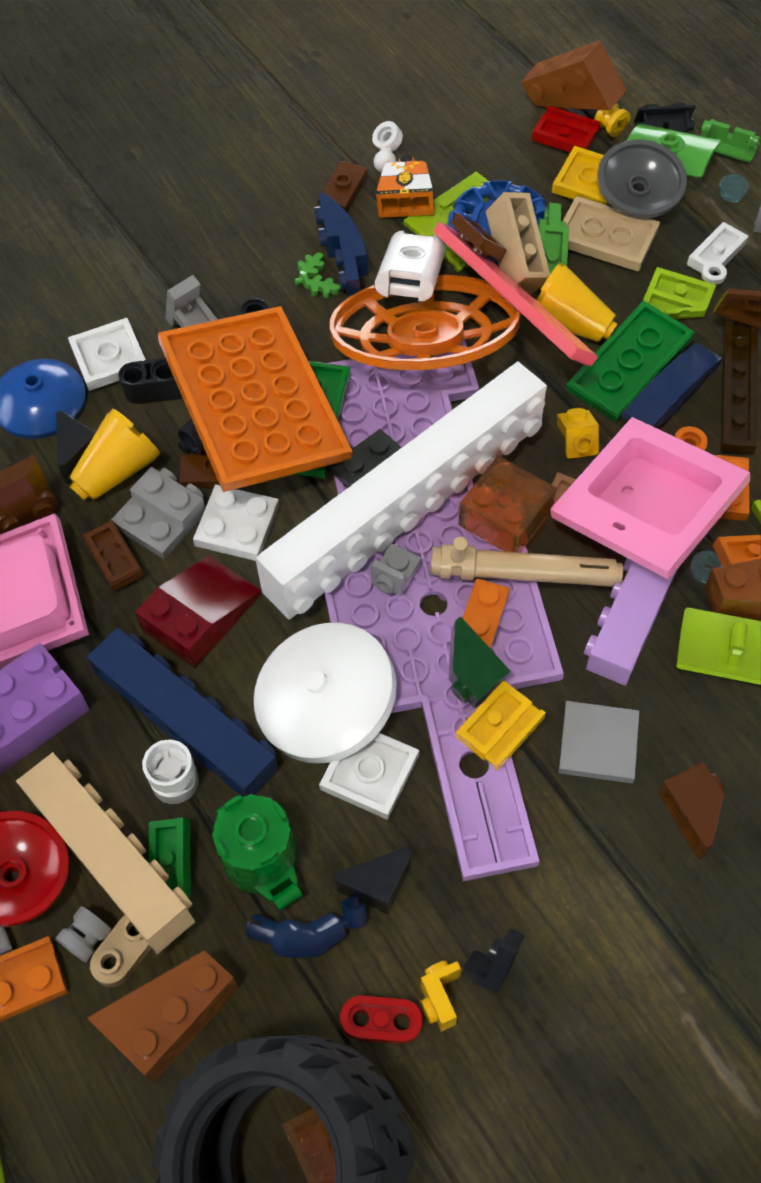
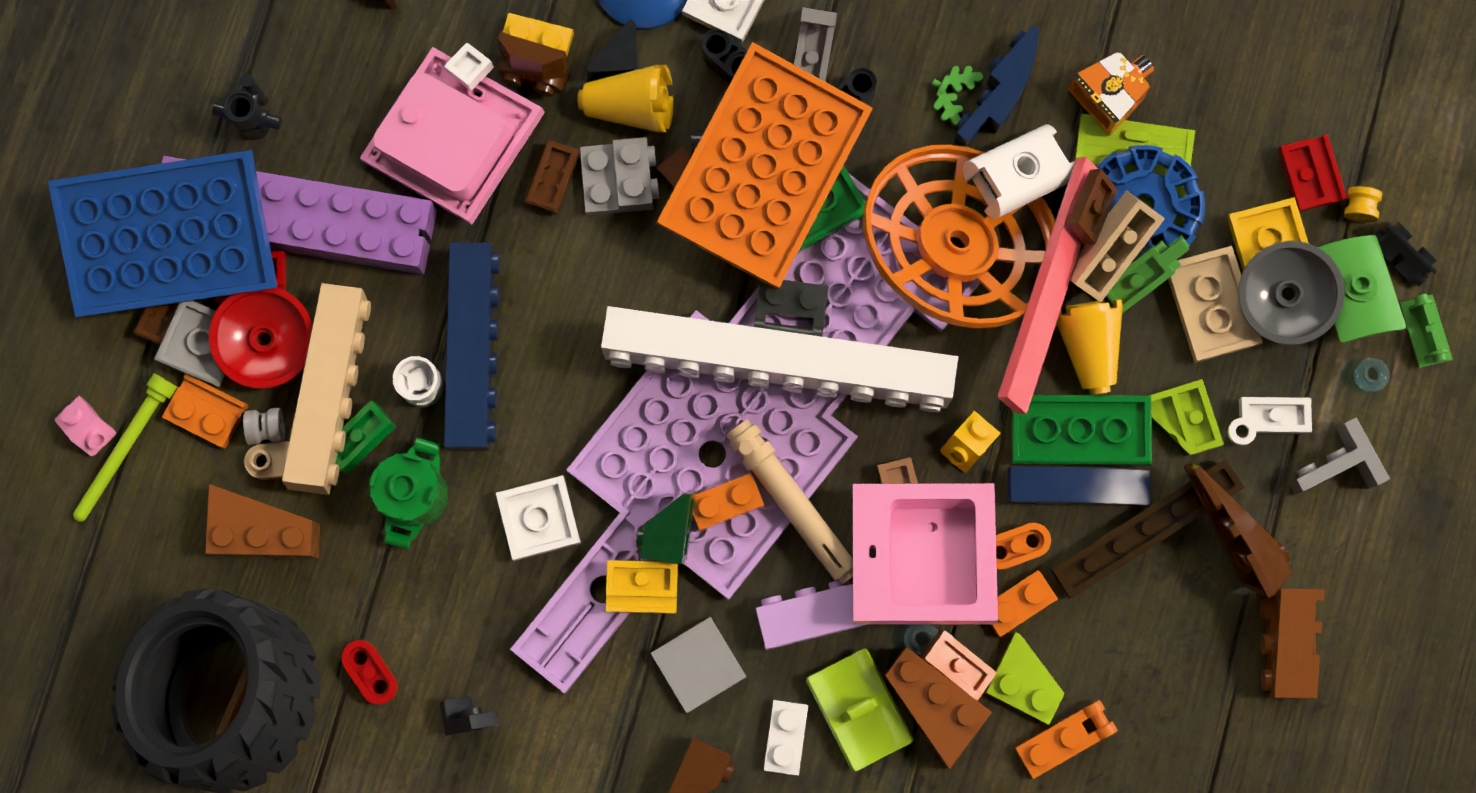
camera: 50 degrees right, 20 degrees up
(196, 609) = (563, 281): dark red slope -> none
(236, 523) = (654, 249): white plate -> none
(308, 940) = (381, 579): dark blue arm -> none
(325, 692) = (567, 437): white dish -> none
(345, 183) = (1074, 29): reddish brown plate -> none
(375, 880) = (459, 593): black slope -> none
(387, 139) = (1138, 39): white plate -> none
(395, 570) = (709, 404): light grey bracket -> none
(436, 1002) = (408, 700): yellow bracket -> none
(506, 506) = (833, 446): clear orange brick -> none
(576, 80) = (1367, 141): dark orange wedge -> none
(714, 721) = (785, 737): none -> white plate

